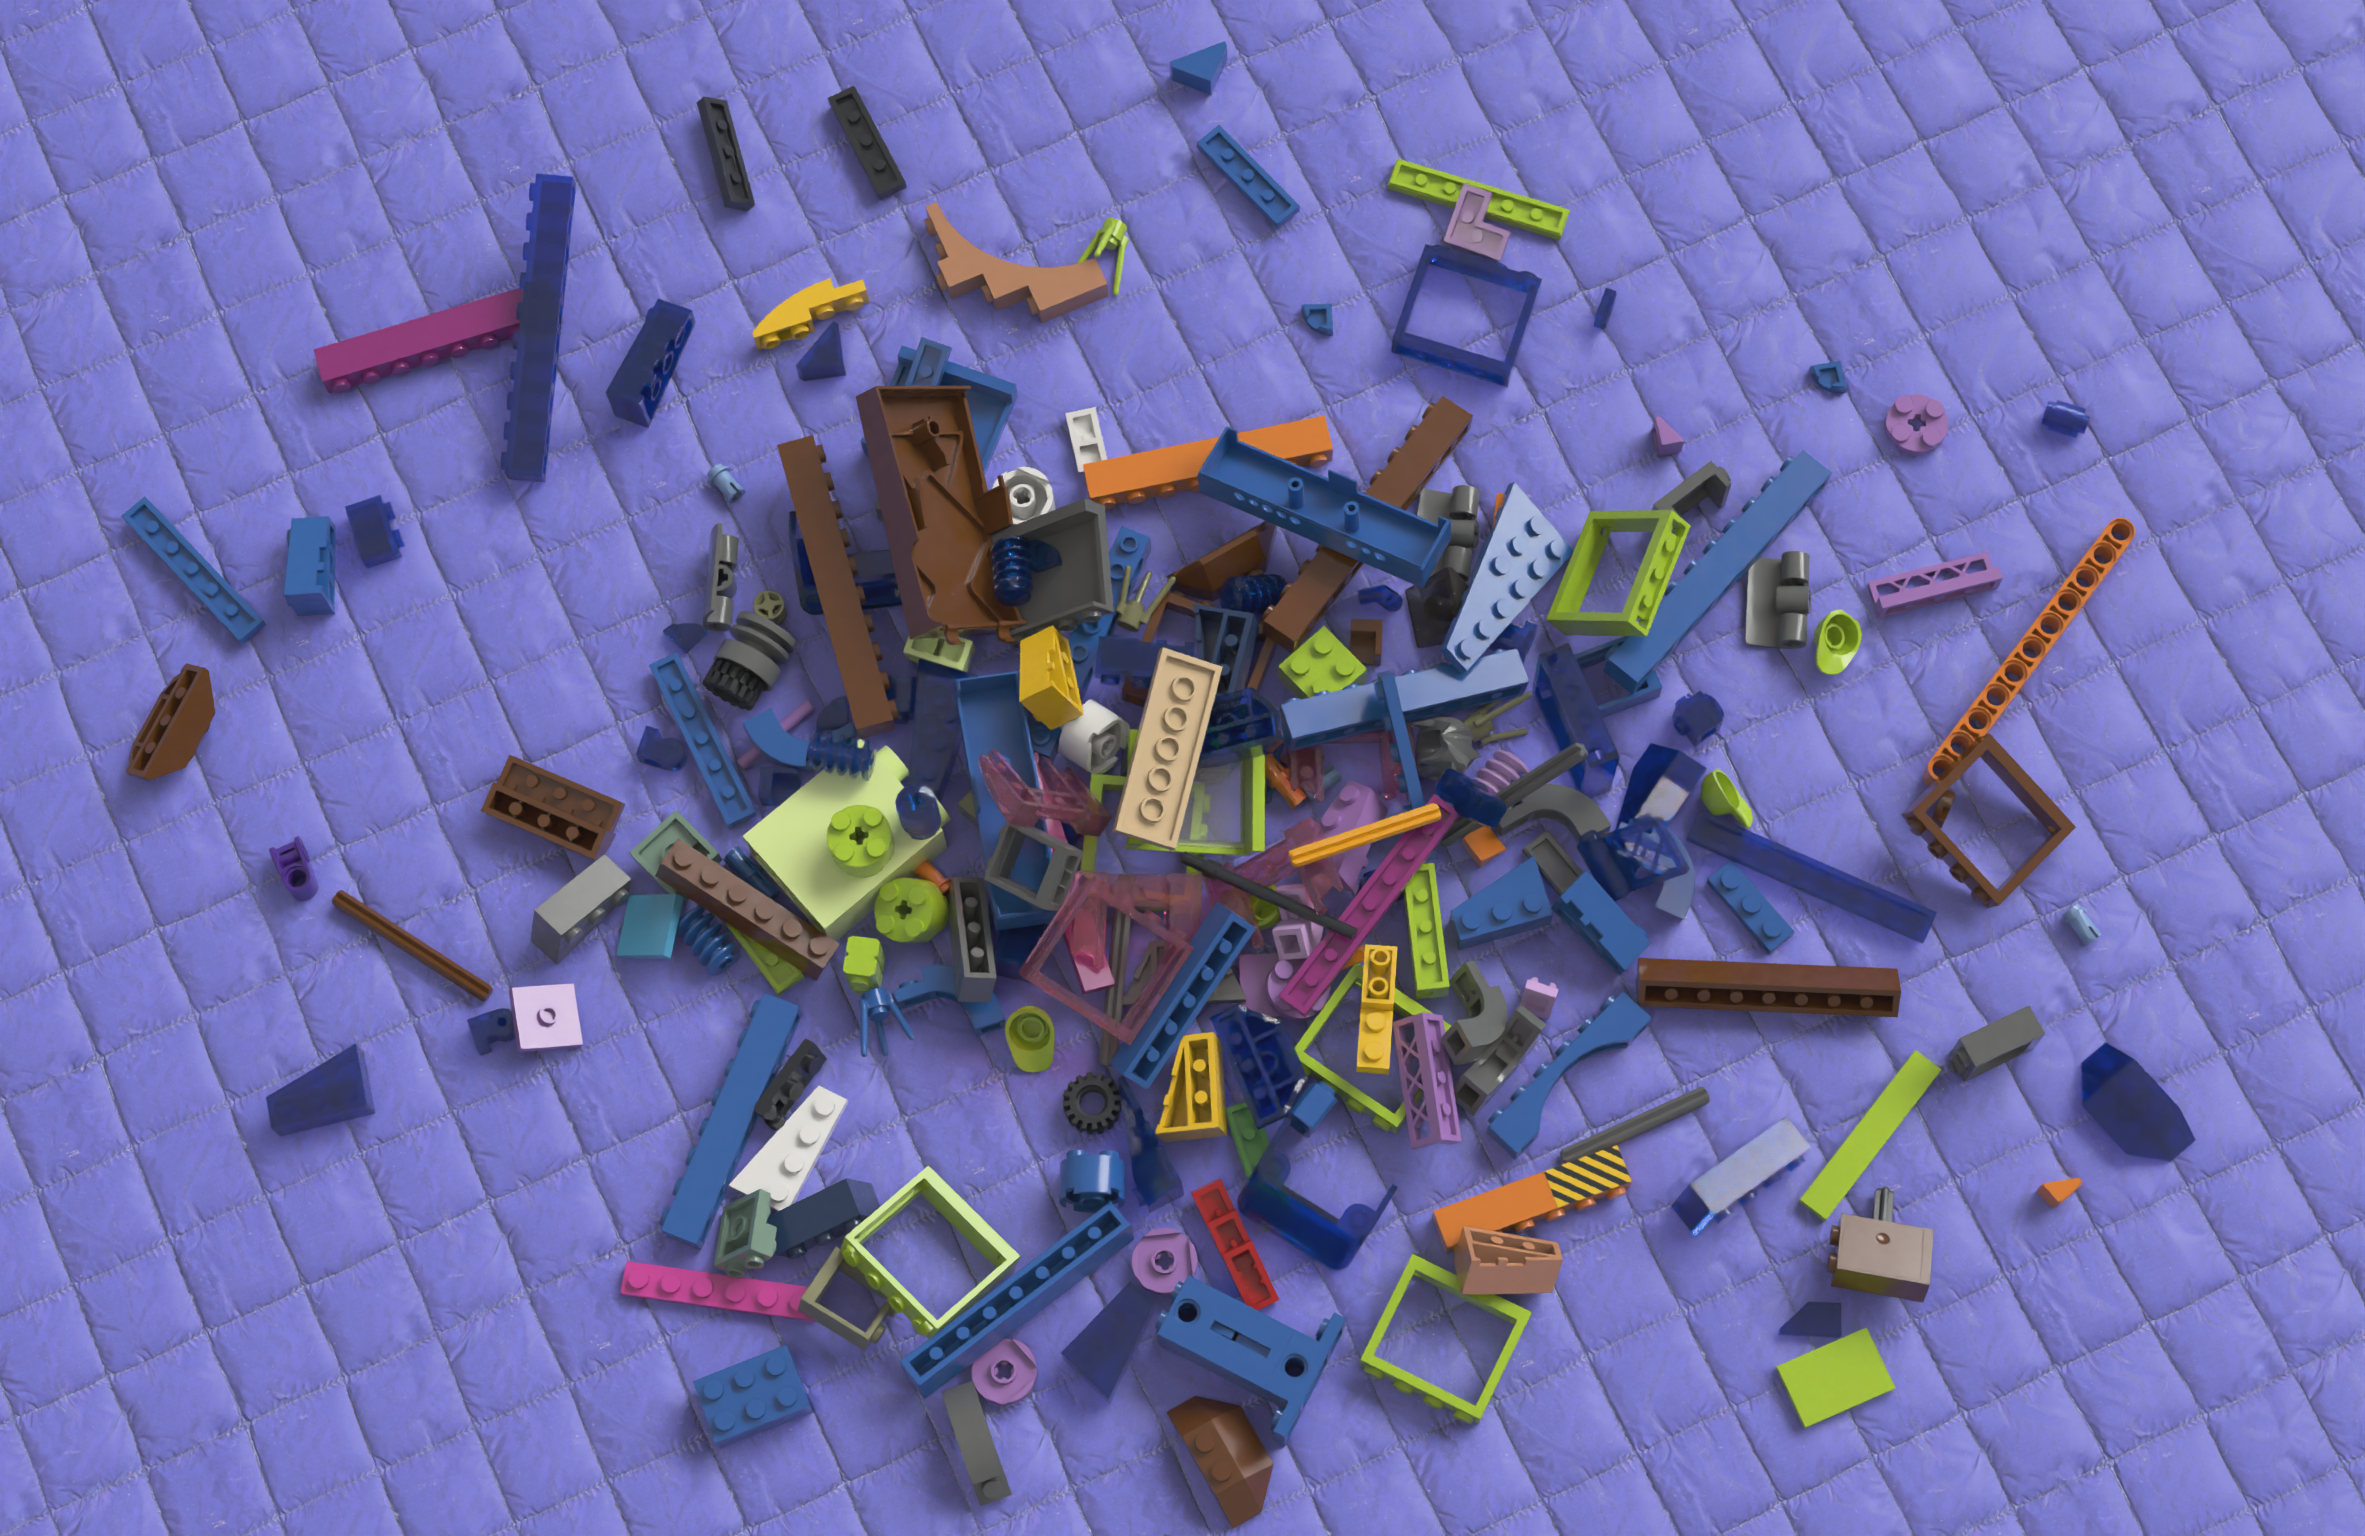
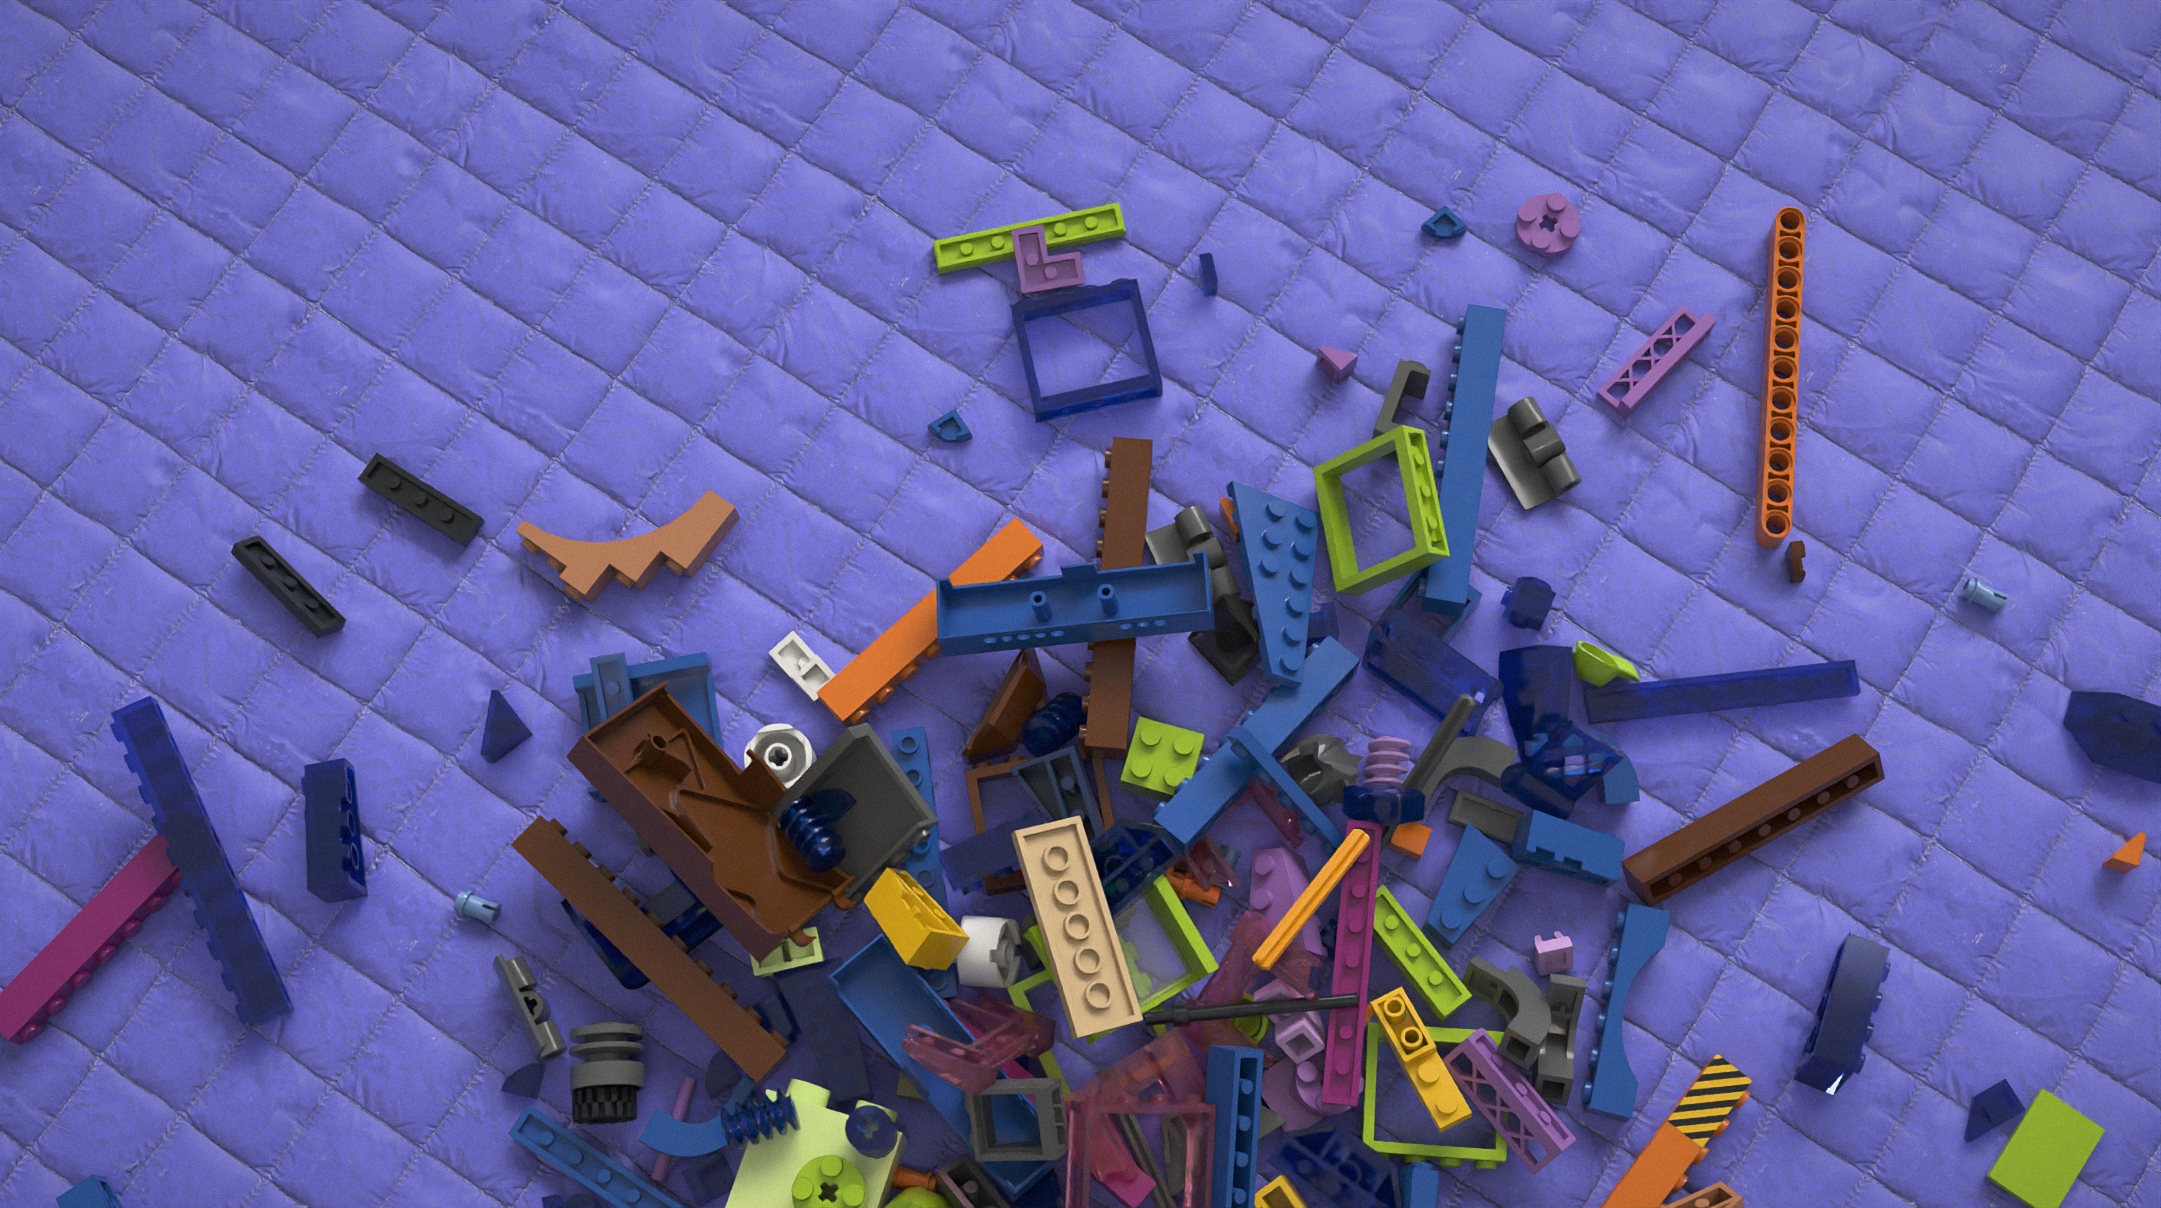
camera: 30 degrees left, 0 degrees up
(374, 531) = (149, 1159): clear blue brick -> none
(767, 602) = (589, 1001): olive wheel -> none
(796, 314) = (450, 703): yellow slope -> none
(1109, 237) = (708, 461): lime plant -> none
(1132, 614) = (949, 808): olive plant -> none
(1201, 68) = (698, 258): blue slope -> none
(1248, 177) = (804, 333): blue plate -> none
(1366, 640) = (1184, 707): reddish brown panel -> none
(1381, 595) = (1170, 655): clear blue arm -> none
(1481, 723) = (1339, 724): olive plant -> none
(1636, 1125) = (1715, 1024): dark grey axle -> none
(1750, 906) = (1685, 752): blue plate -> none
(1836, 641) = (1607, 459): lime piece -> none
(1870, 1135) = (1927, 904): lime tile -> none
(1881, 1254) = (2017, 1012): piece -> none
(1996, 1043) = (1988, 751): dark grey window -> none
(2022, 786) = (1864, 502): reddish brown window -> none
(2065, 418) = (1674, 147): clear blue brick -> none

